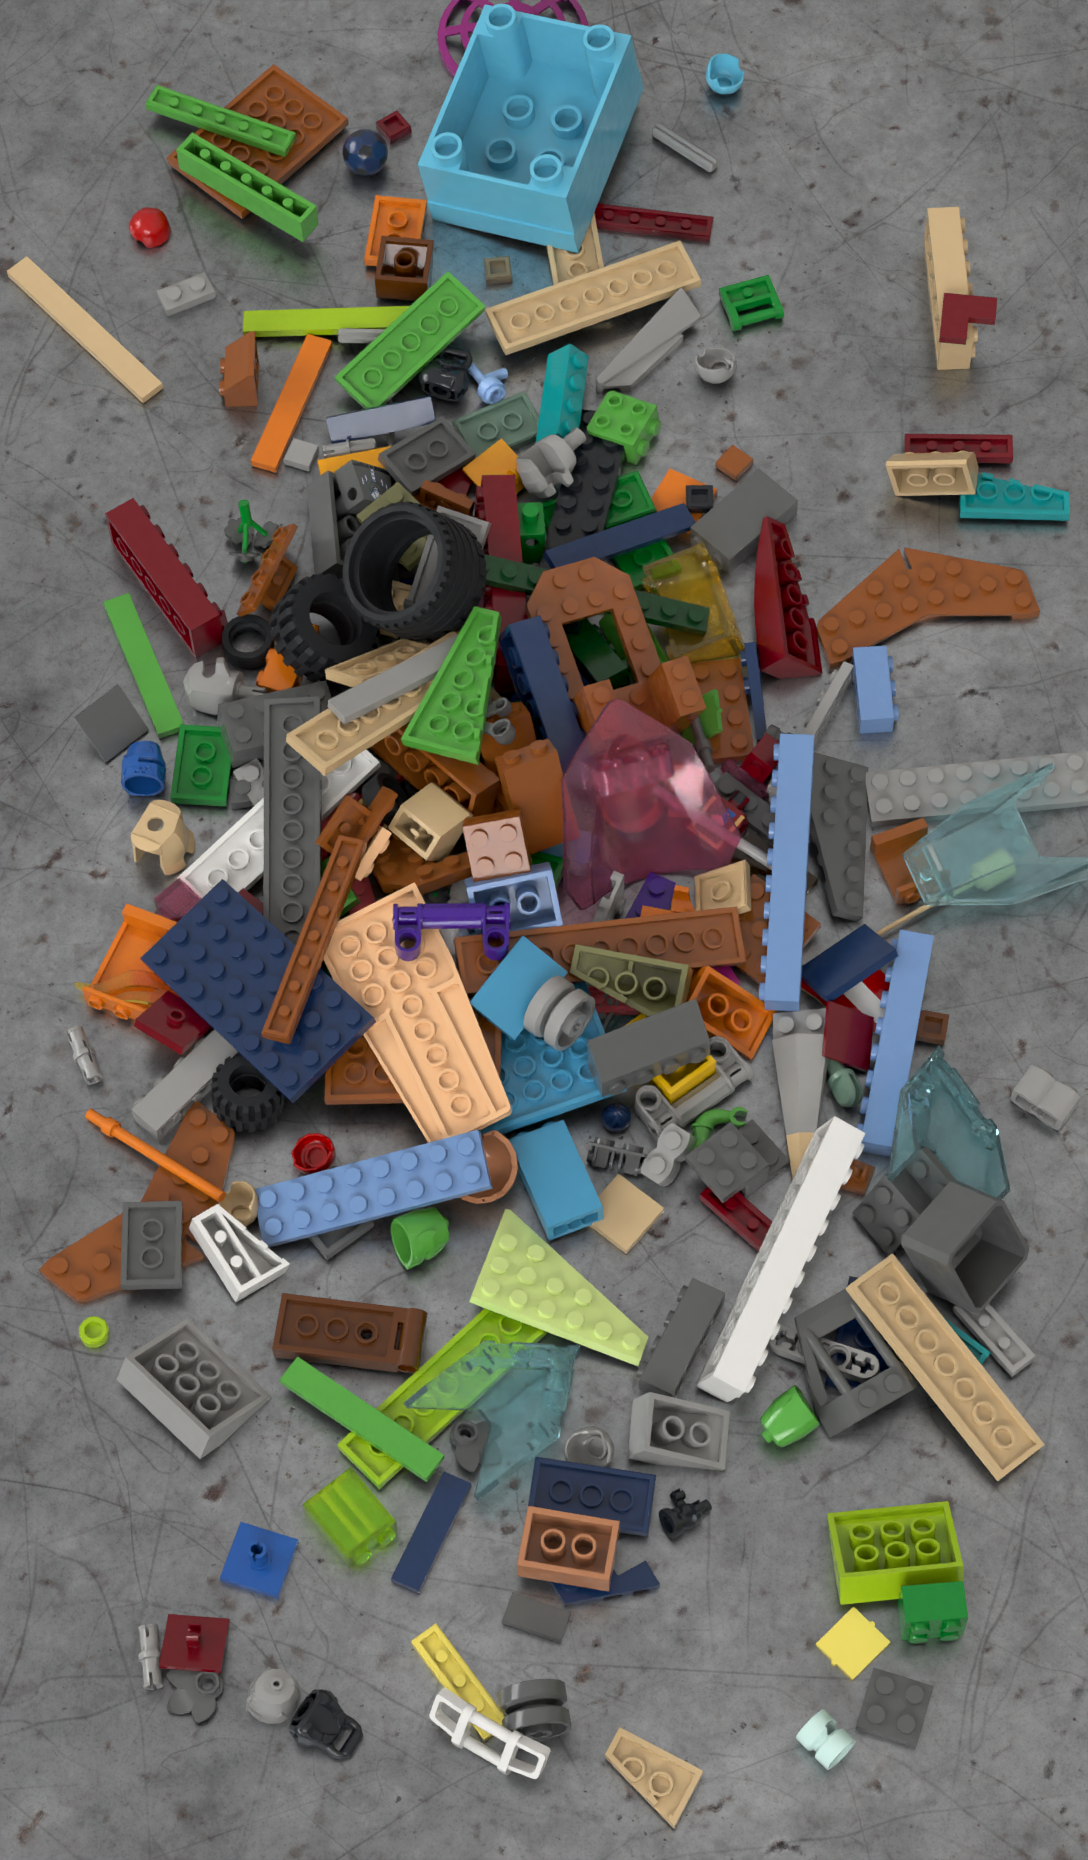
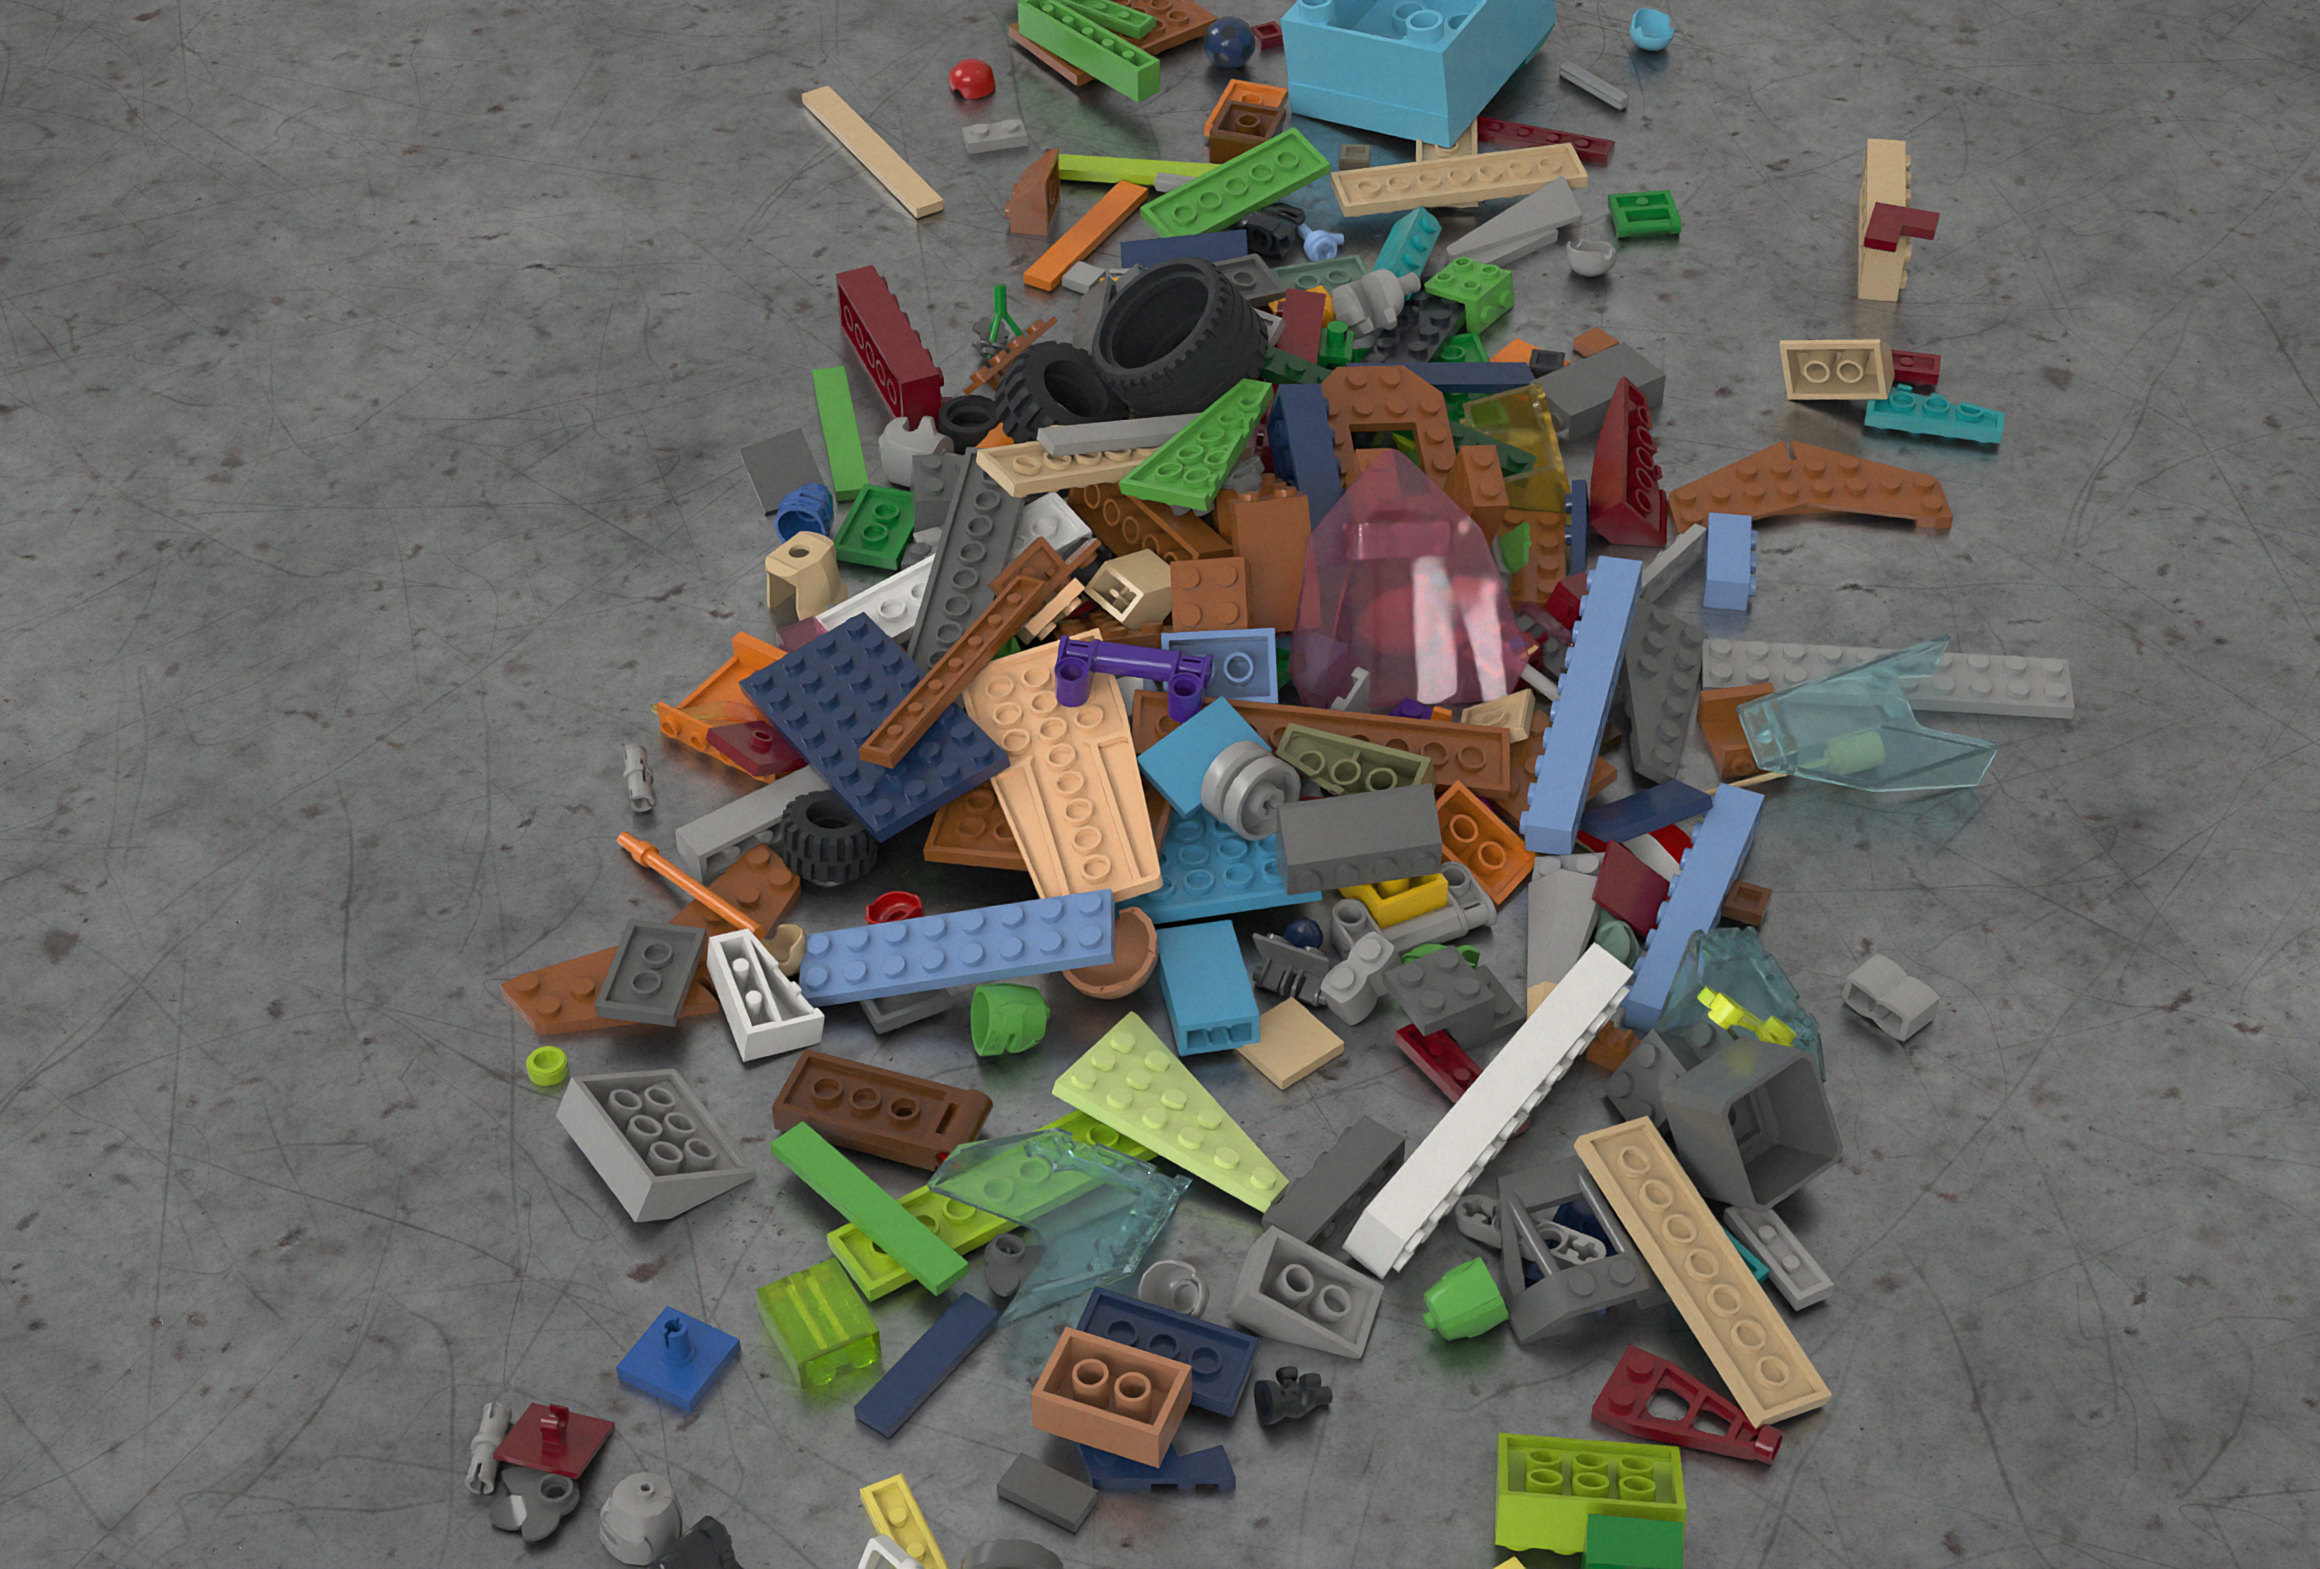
camera: 10 degrees right, 20 degrees down
(910, 1462) = (1633, 1387): none -> dark red plate
(962, 1150) = (1728, 1012): none -> neon yellow plant

